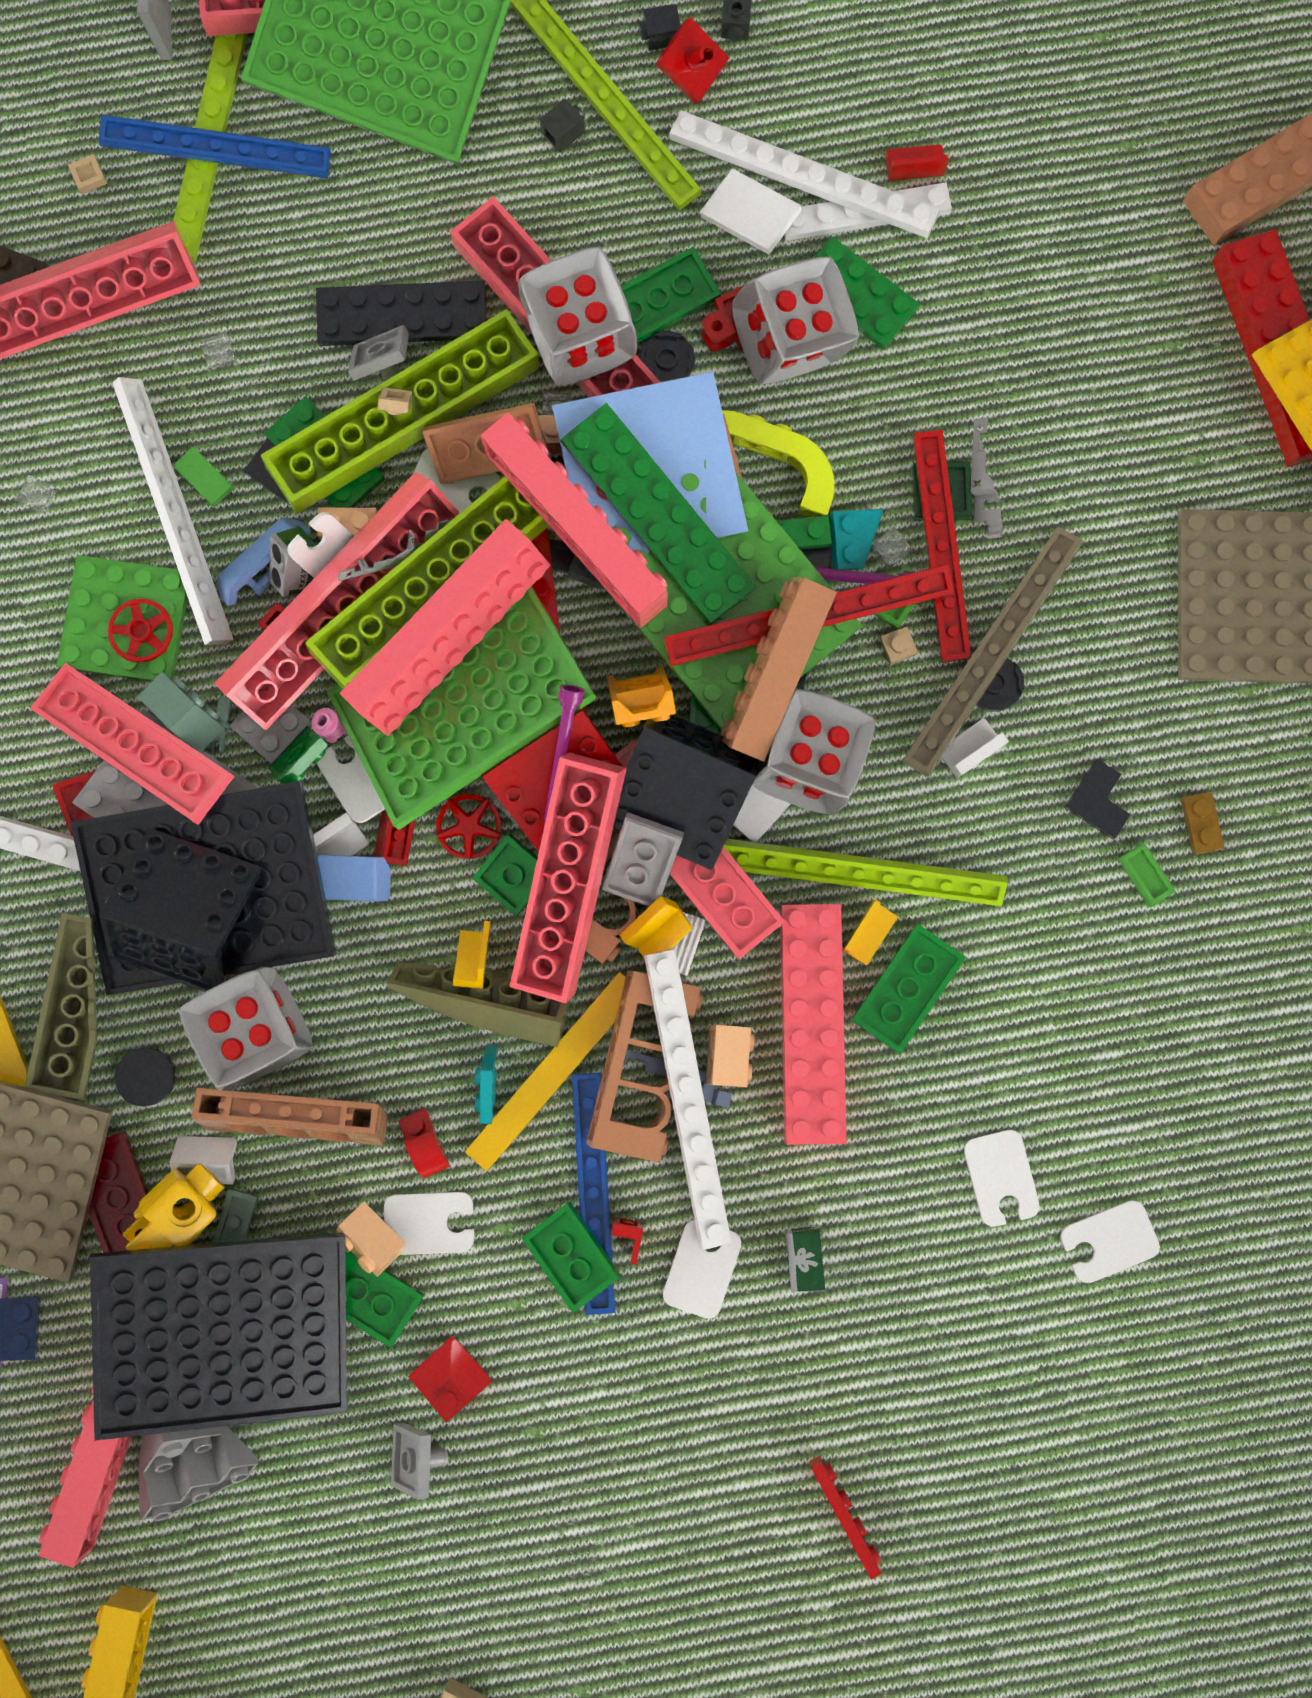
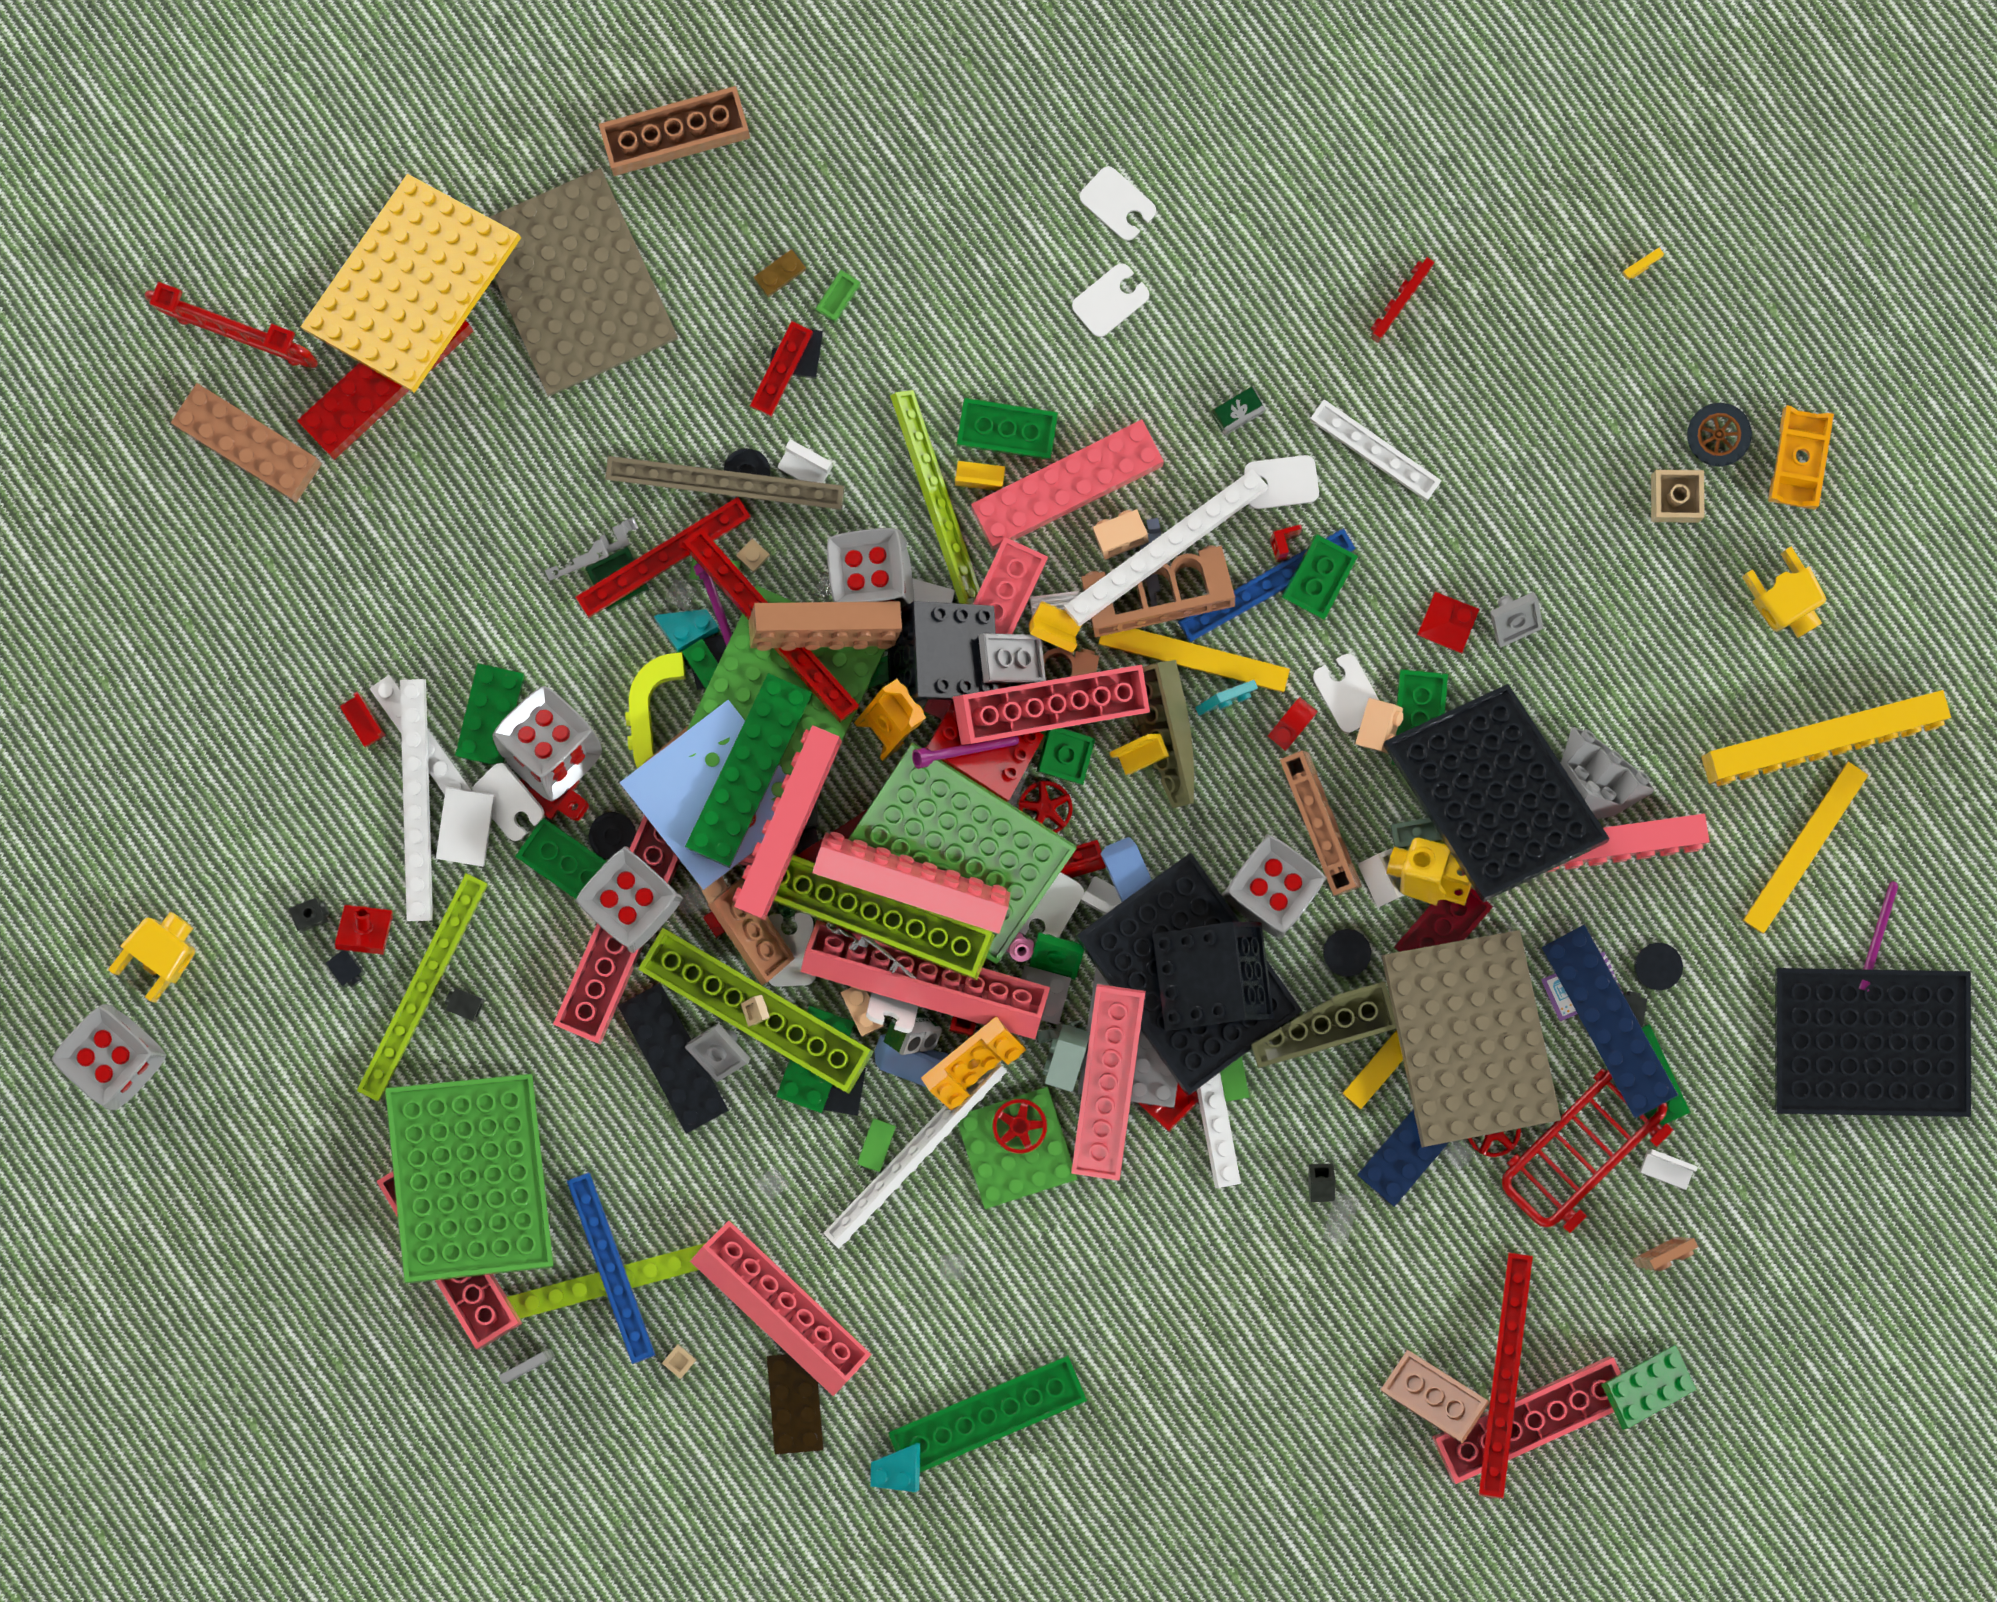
camera: 120 degrees left, 0 degrees up
(66, 883) = (1234, 1081): none -> bright green tile
(221, 576) = (956, 1073): none -> light orange piece
(685, 1395) = (1375, 450): none -> white plate
(750, 264) = (509, 799): none -> white piece
(1093, 771) = (781, 369): none -> red plate

